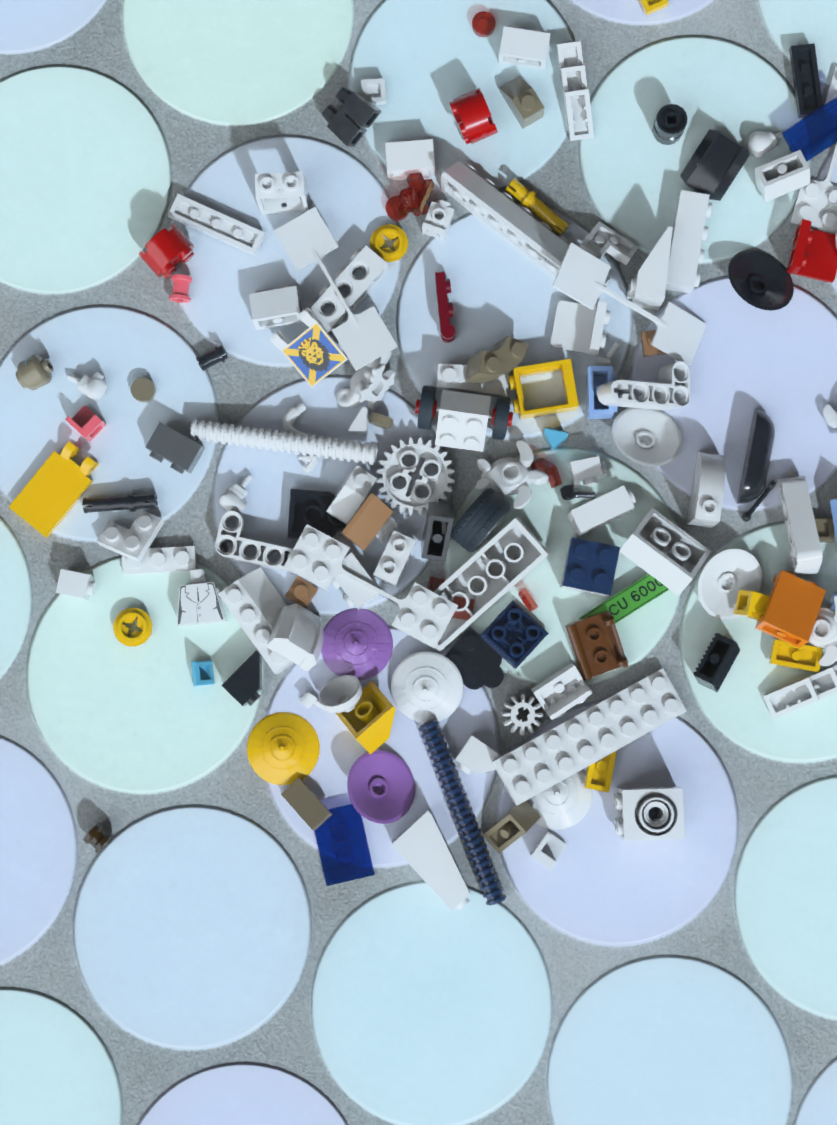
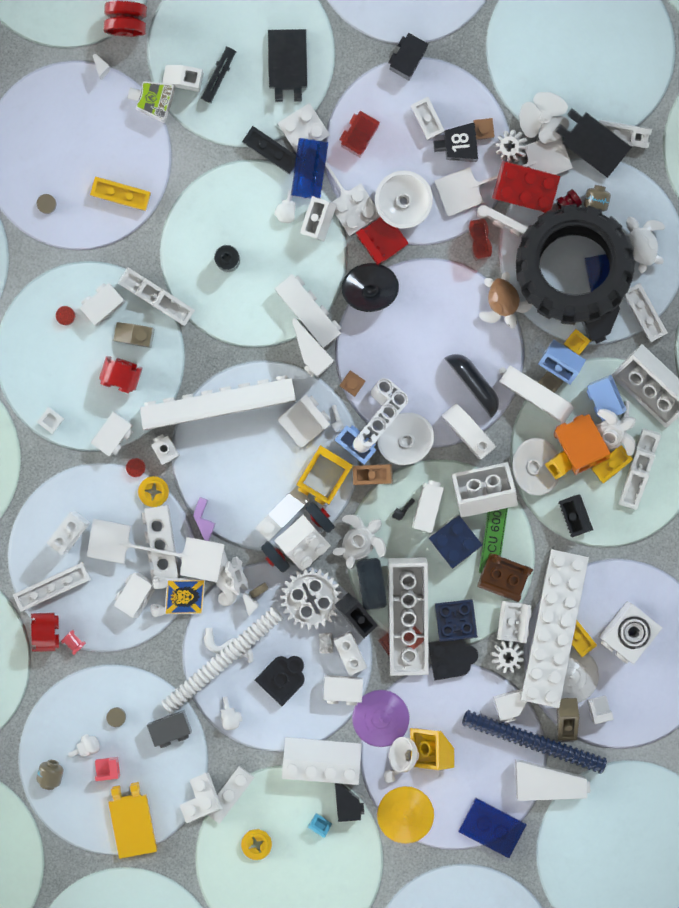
camera: 55 degrees left, 5 degrees up
(75, 584) = (202, 857): white brick -> none
(130, 502) = (179, 782): black pin -> none
(199, 602) = (276, 792): white torso -> none
(212, 357) = (132, 658): black pin -> none
(240, 545) = (277, 727): white beam -> none
(297, 636) = (347, 751): white slope -> none
(301, 592) = (322, 725): medium nougat plate -> none
(306, 804) = (451, 830): dark tan tile -> none
(351, 494) = (289, 647): white slope -> none
(352, 118) = (58, 449): black hips -> none
(366, 522) = (313, 652): medium nougat slope -> none
(381, 787) = (479, 777): medium lavender hat -> none
(398, 320) = (205, 526): none -> lavender slope
(416, 196) = (140, 453): clear red hips -> none
(420, 613) = (313, 700): white hinge -> none
(426, 687) = (442, 699): white hat -> none
(445, 308) = (224, 492): dark red plate -> none
(495, 363) = (285, 489): dark tan brick -> none
(527, 599) = (442, 594): clear red tile -> none
(535, 205) = (208, 382): yellow pin -> none
(548, 468) = (373, 514): clear red arm -> none
(554, 437) = (359, 494): medium azure slope -> none
(584, 279) = (282, 401): white hinge -> none
(585, 432) = (372, 474): none -> medium nougat slope
(587, 471) = (396, 492): white brick -> none
(605, 240) = (266, 358): white plate -> none
(714, 165) = (275, 253): black slope -> none
(747, 515) = (504, 419): black hinge -> none

